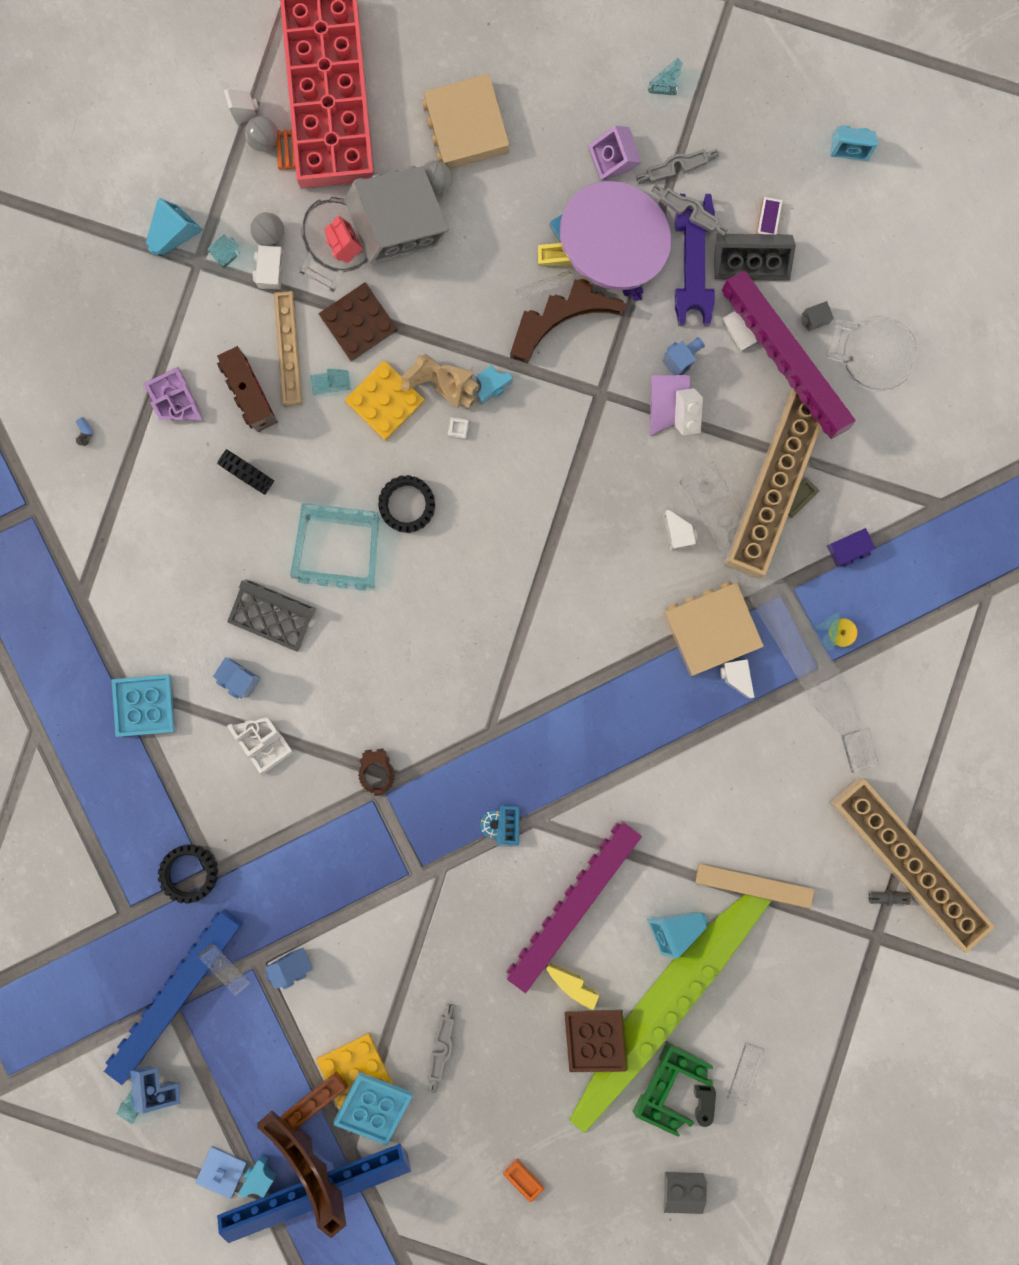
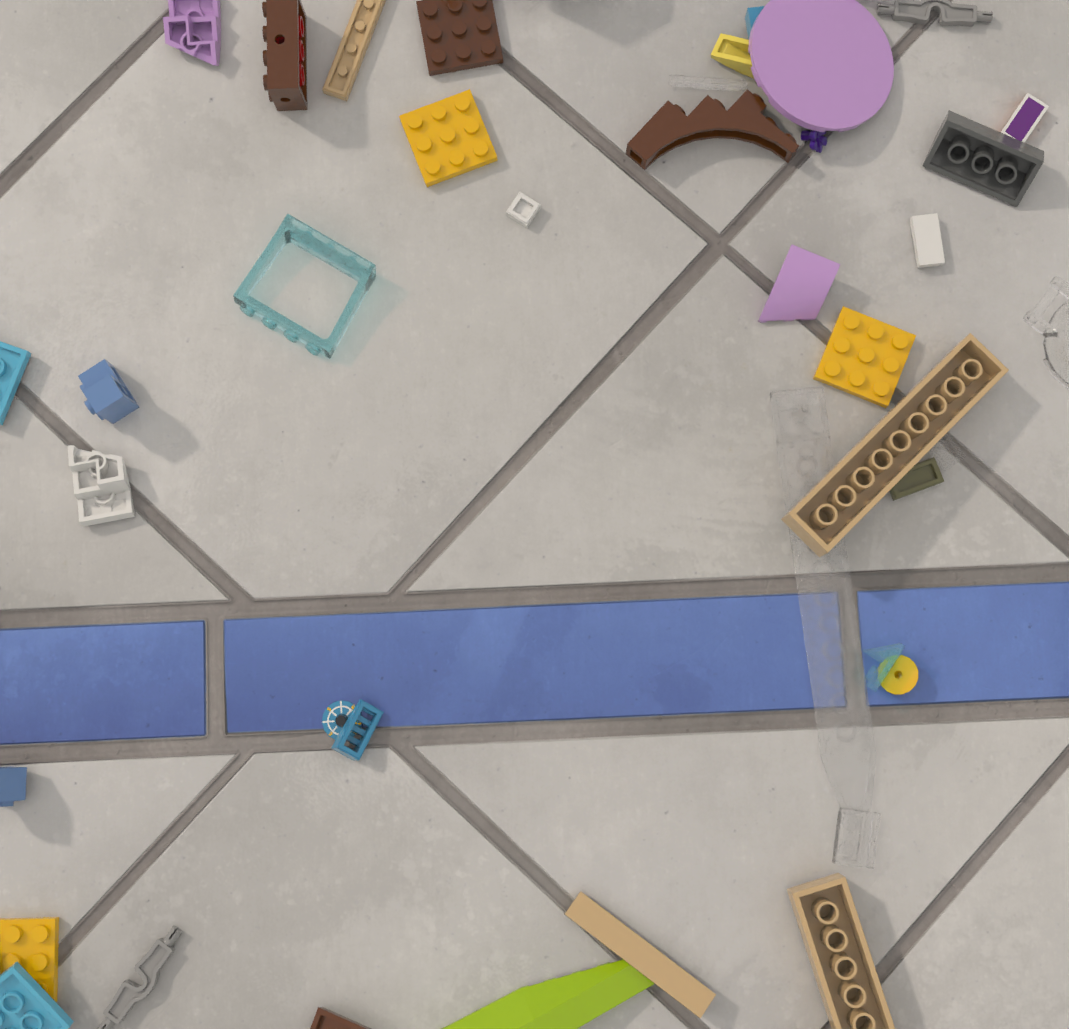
camera: 25 degrees right, 5 degrees down
(86, 432) = (72, 24): arm -> none
(245, 472) = (235, 144): black tyre -> none
(276, 599) = (203, 318): dark grey fence -> none
(332, 381) = (393, 87): clear light blue slope -> none
(369, 758) = (224, 565): reddish brown piece -> none
(394, 484) = (410, 243): black tyre -> none
(452, 382) = (541, 148): tan hips -> none
(492, 383) = (589, 173): medium azure brick -> none
(573, 907) = (392, 873): magenta brick -> none
(573, 986) = (344, 976): light yellow slope -> none
(677, 931) = (512, 968): medium azure slope -> none
(679, 531) = (742, 454): white slope -> none
(680, 204) = (936, 78): light grey piece -> none
(681, 357) = (838, 237): medium blue brick -> none
(688, 411) = (819, 308): white brick -> none
(694, 292) = (924, 89): dark purple piece -> none
(713, 628) = (732, 594): tan brick -> none
(731, 429) = (864, 357): none -> yellow plate
(738, 677) = (737, 671): white slope -> none
(788, 355) = (977, 294): magenta brick -> none
(817, 316) = (1033, 264): dark grey brick -> none
(855, 545) = (955, 570): dark purple brick -> none

